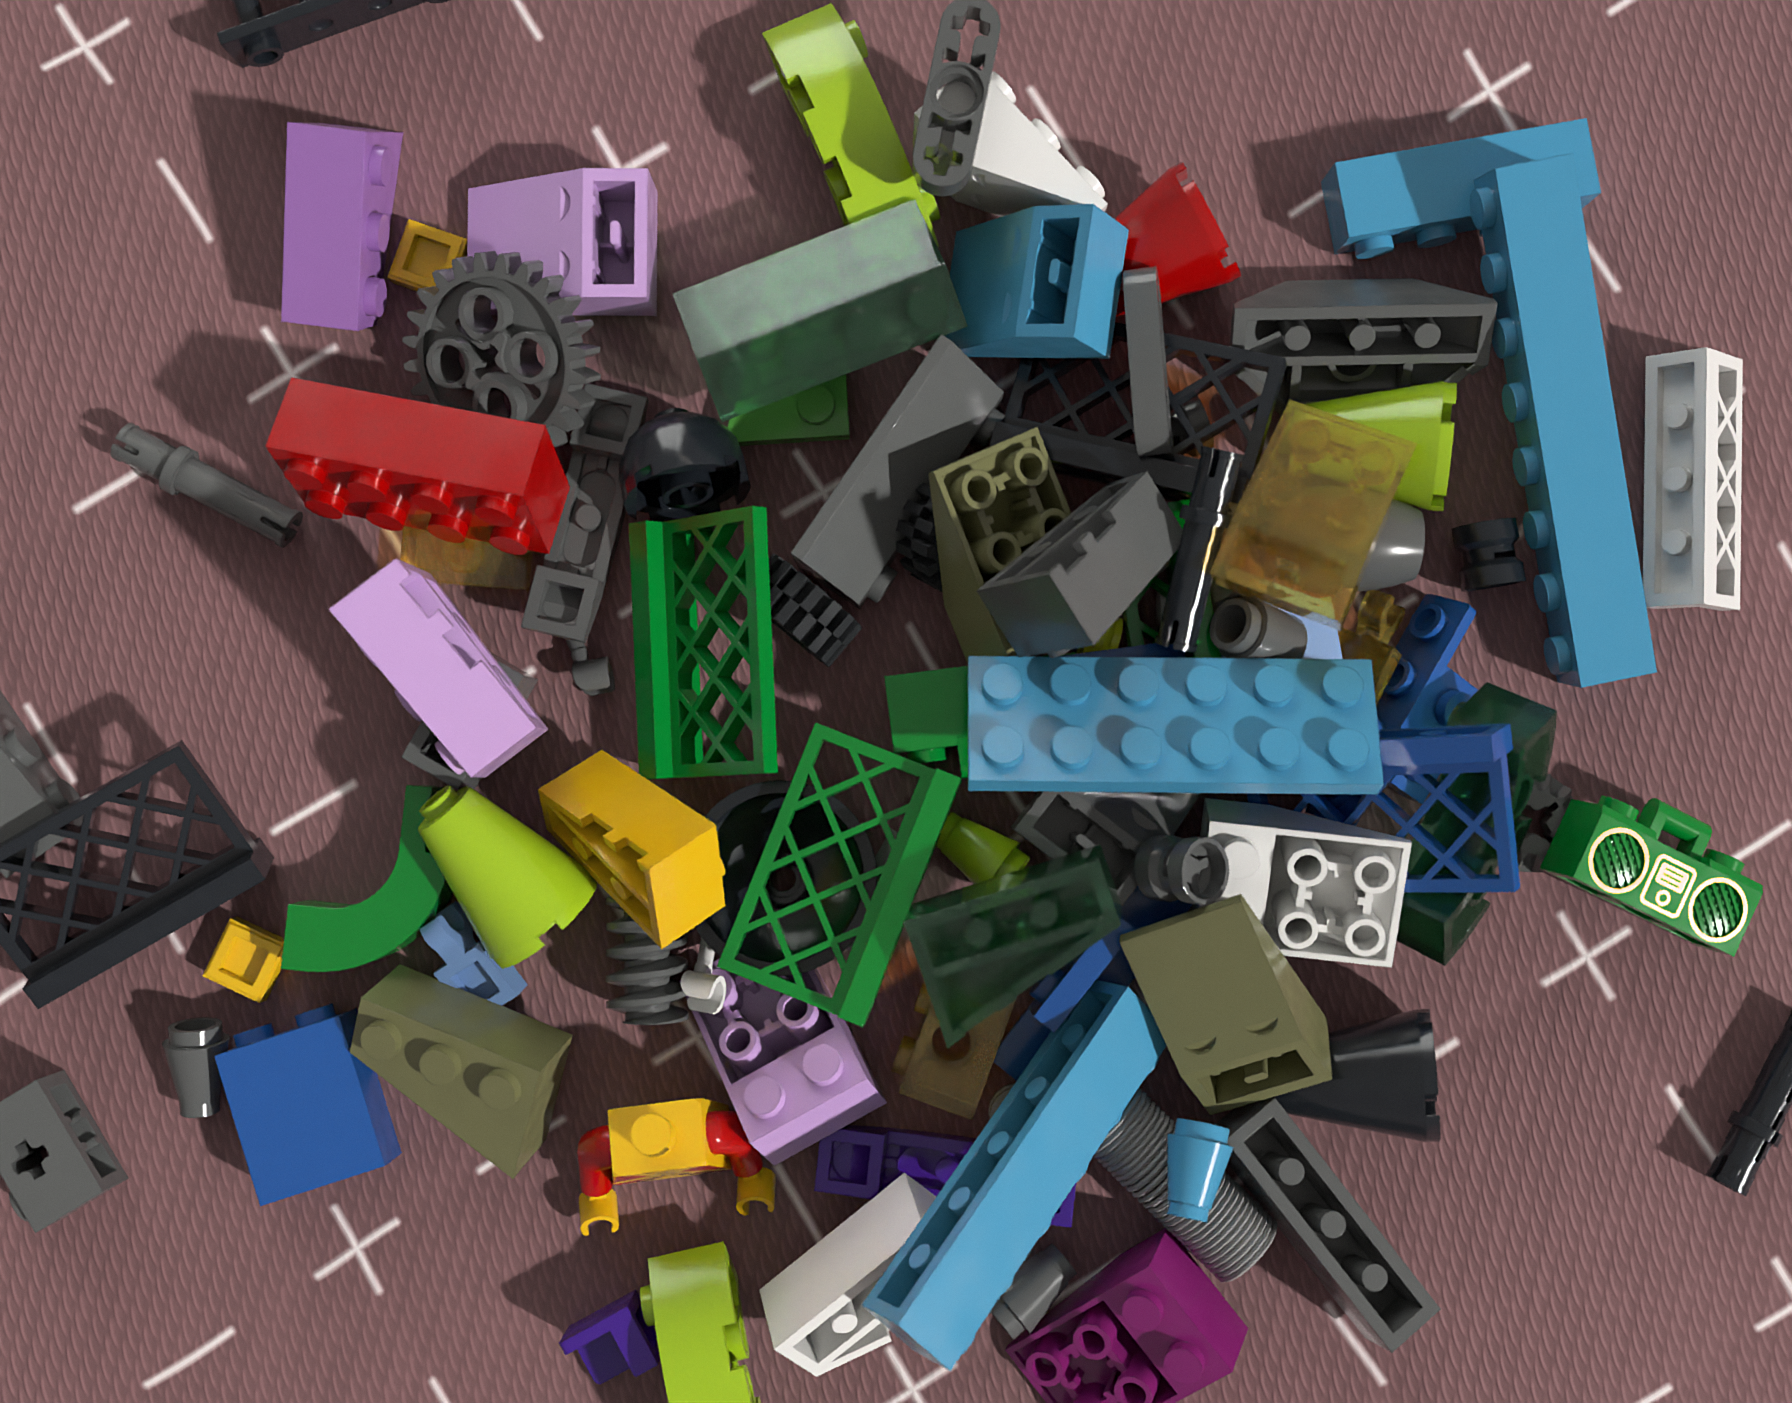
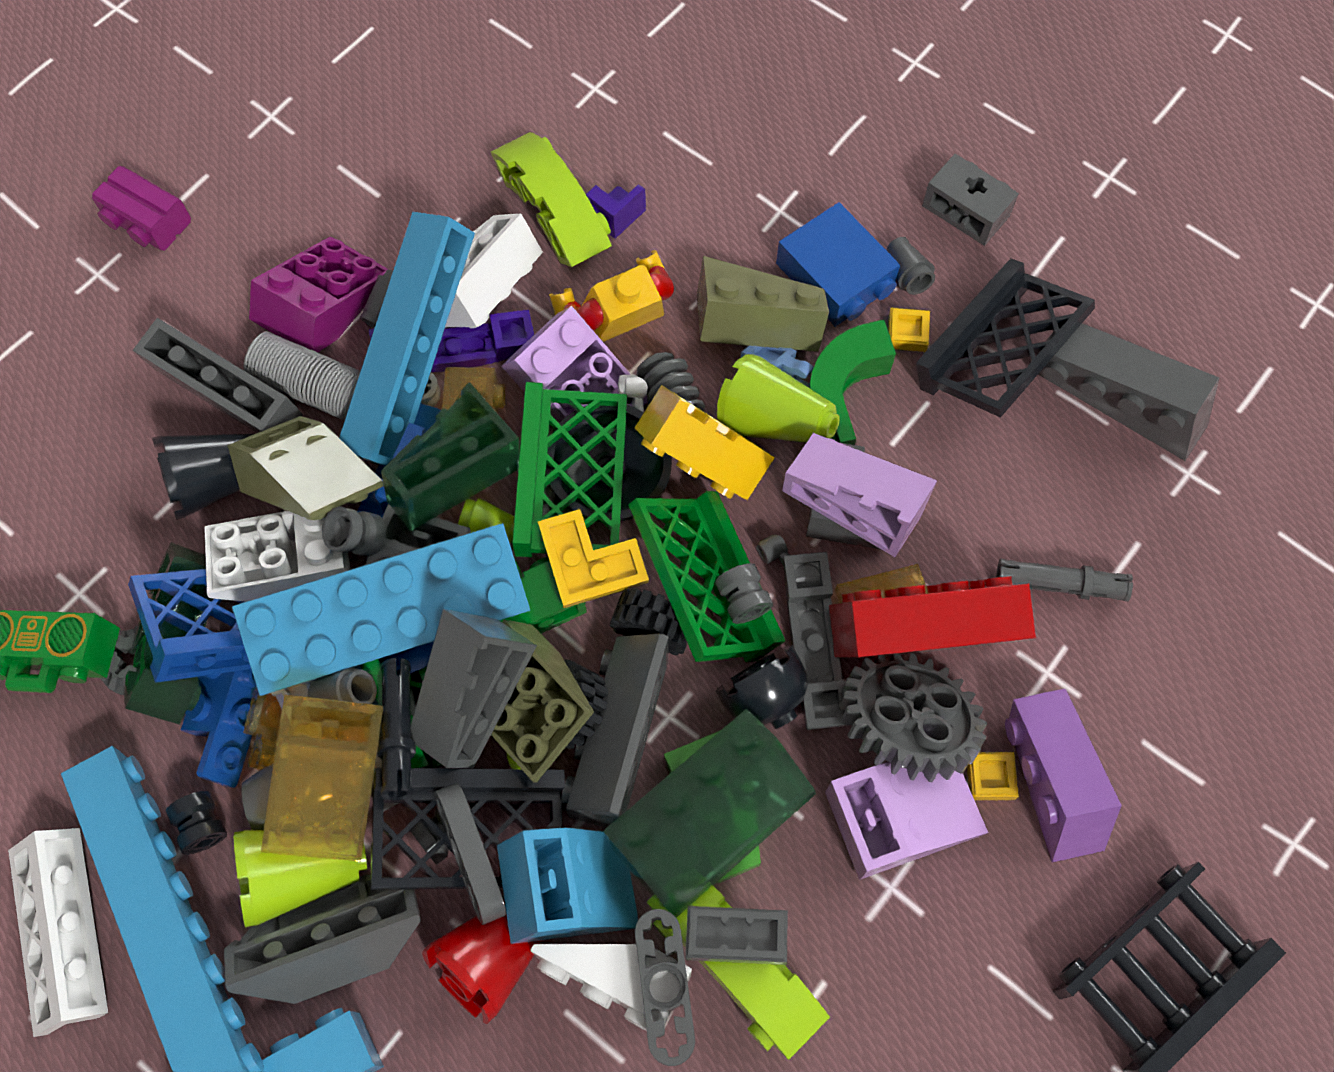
camera: 160 degrees right, 20 degrees down
(661, 592) = (744, 593): none -> dark grey wheel
(843, 134) = (737, 935): none -> dark grey plate
(873, 700) = (584, 572): none -> yellow plate
(1195, 1167) = (300, 375): dark azure cone -> none

